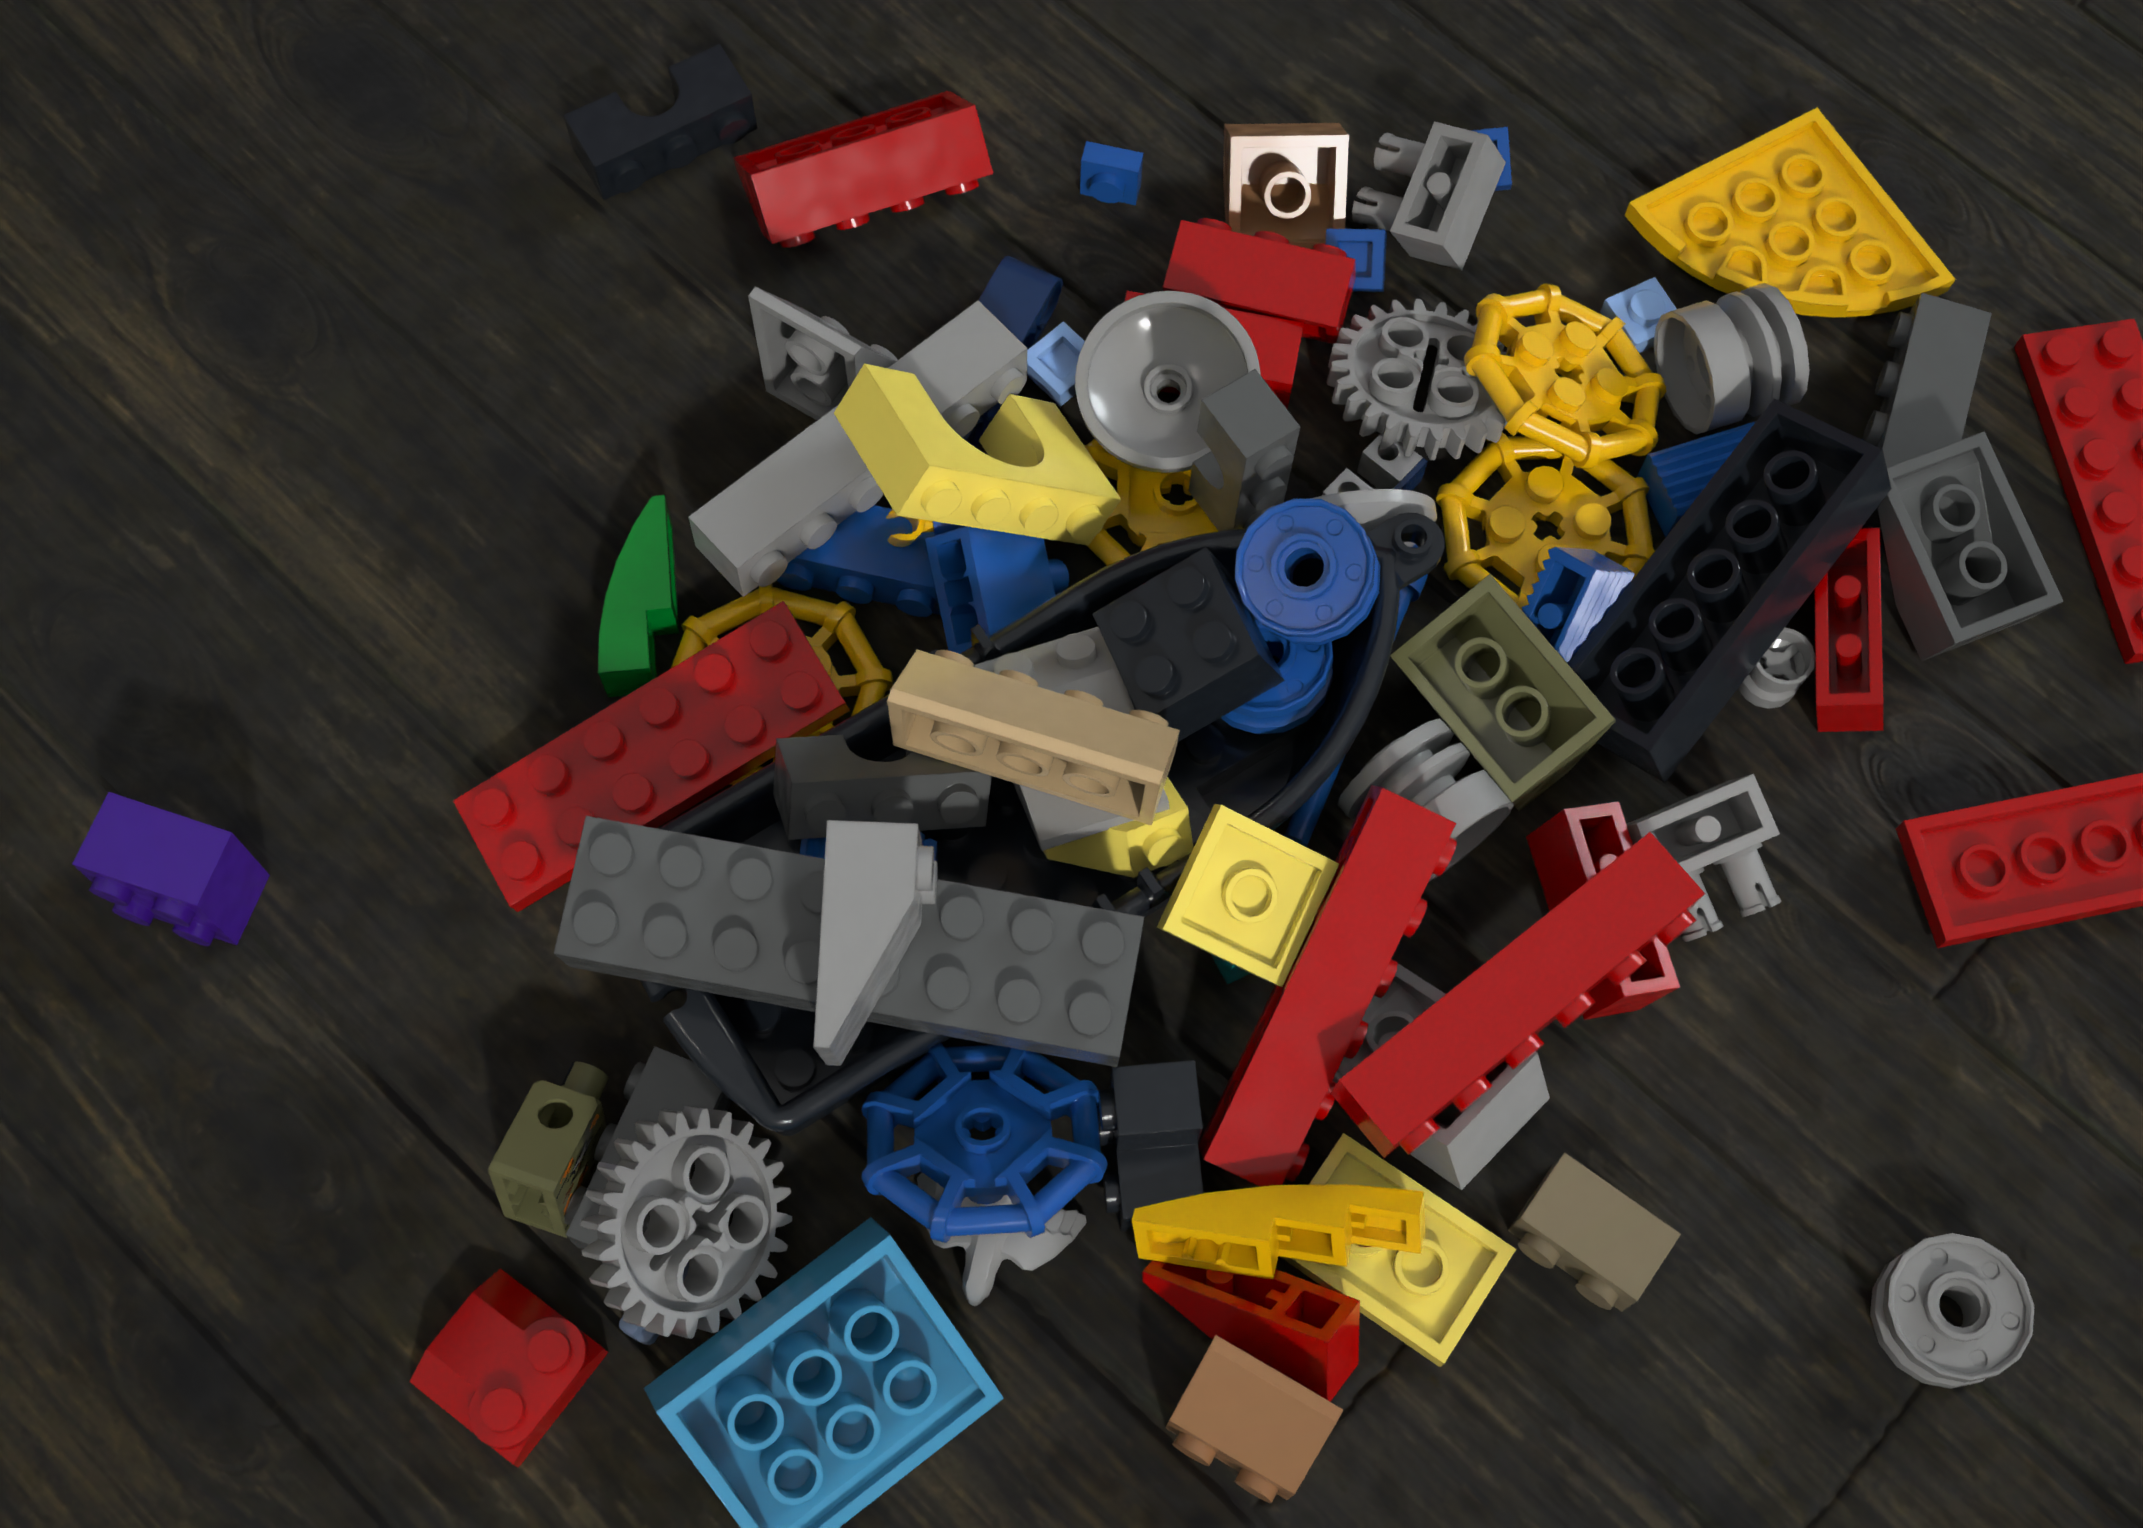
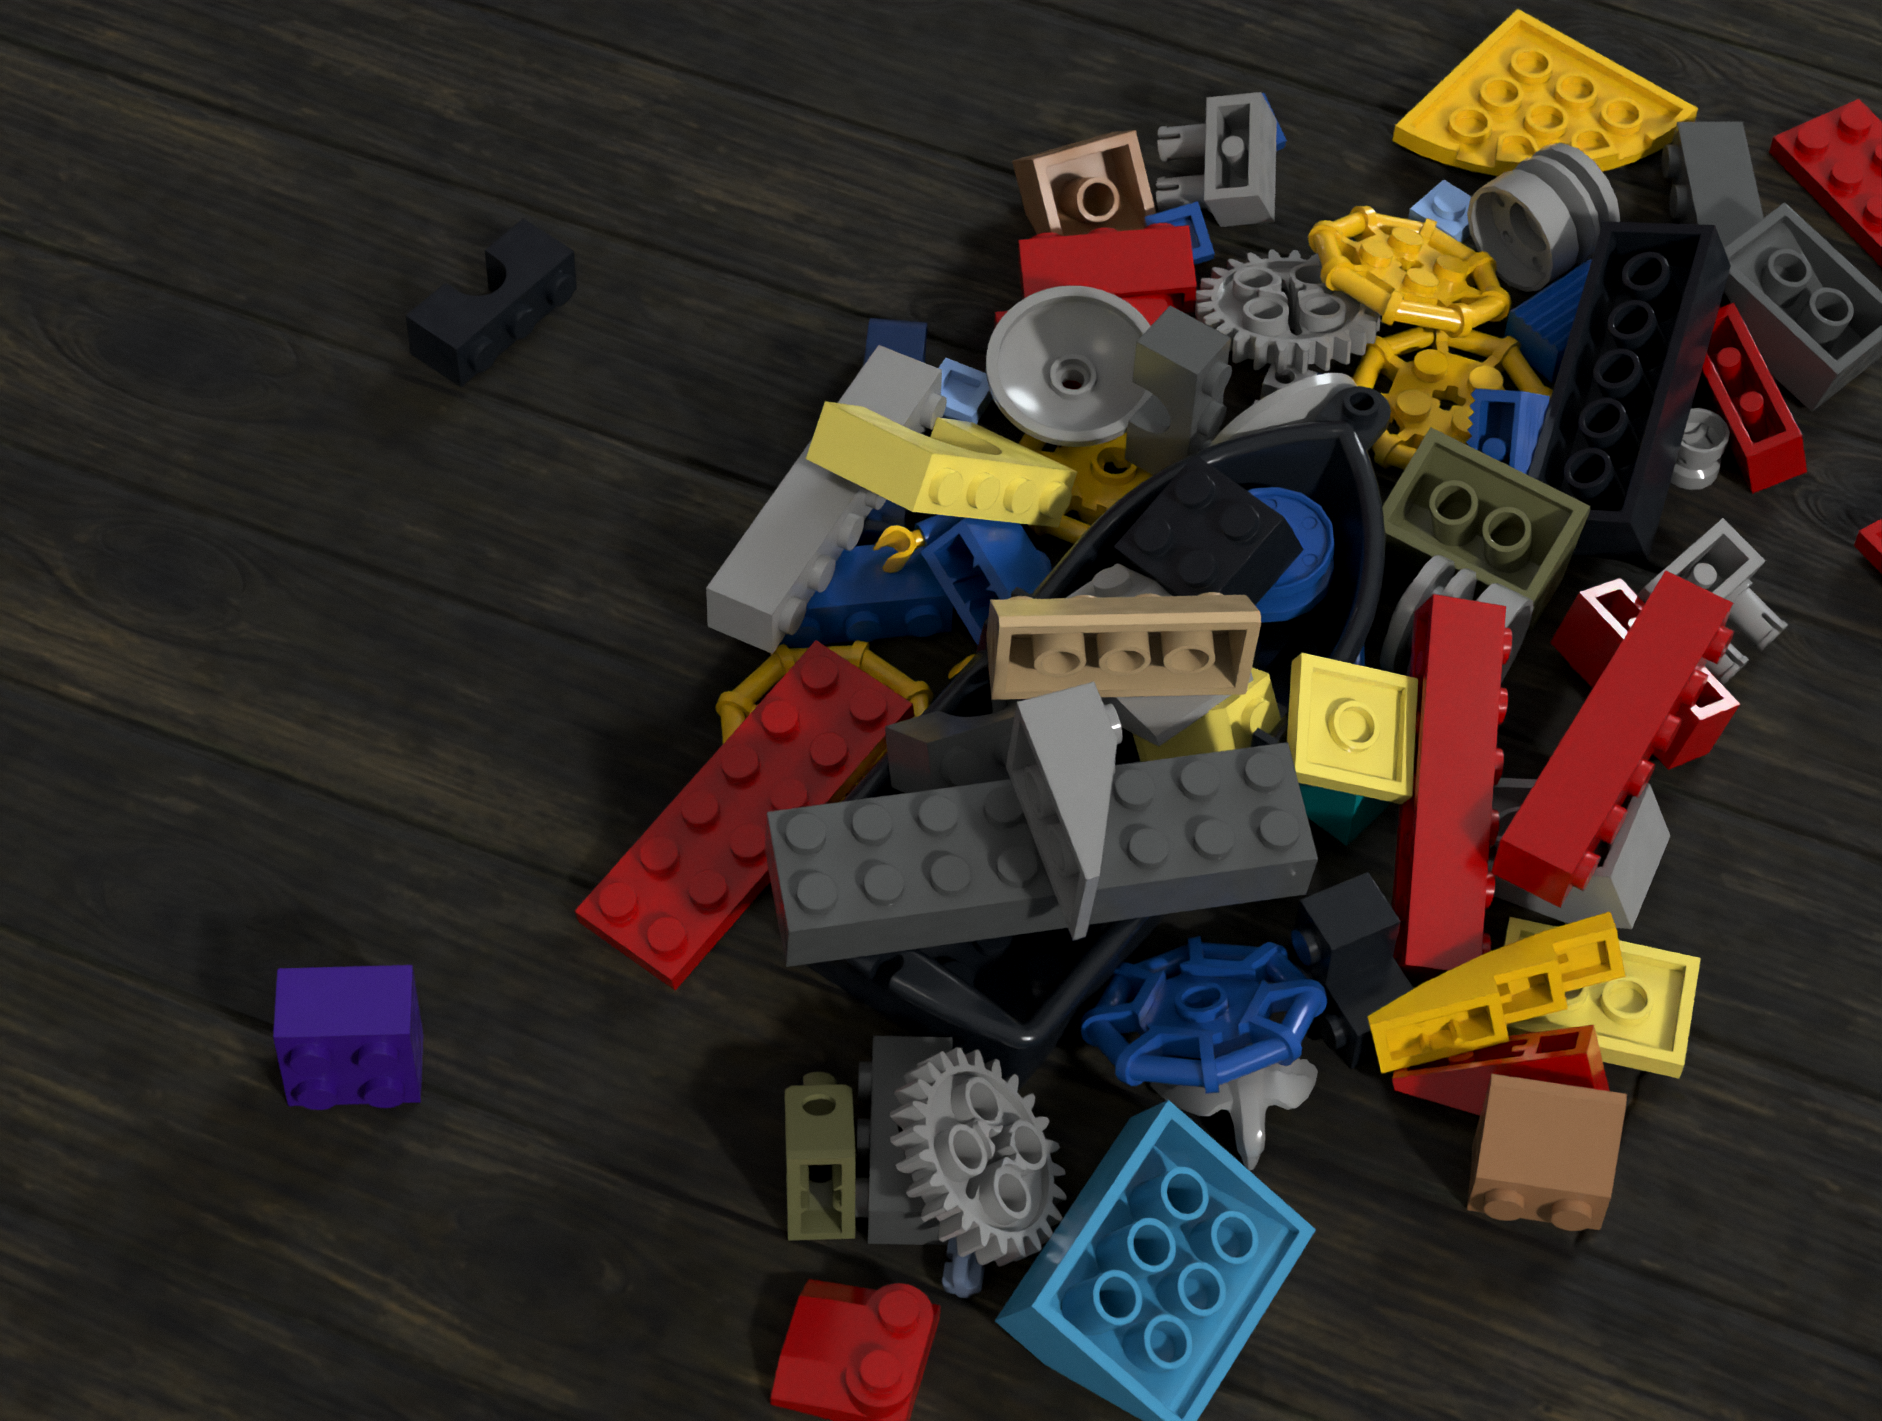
camera: 20 degrees left, 15 degrees down
(639, 602) = (673, 698): green slope -> none
(806, 356) = (744, 439): light grey slope -> none
(865, 168) = (700, 287): red slope -> none
(1111, 173) = (928, 229): blue plate -> none
(1284, 539) = (1294, 419): blue wheel -> none
(1593, 1234) = (1758, 926): dark tan brick -> none

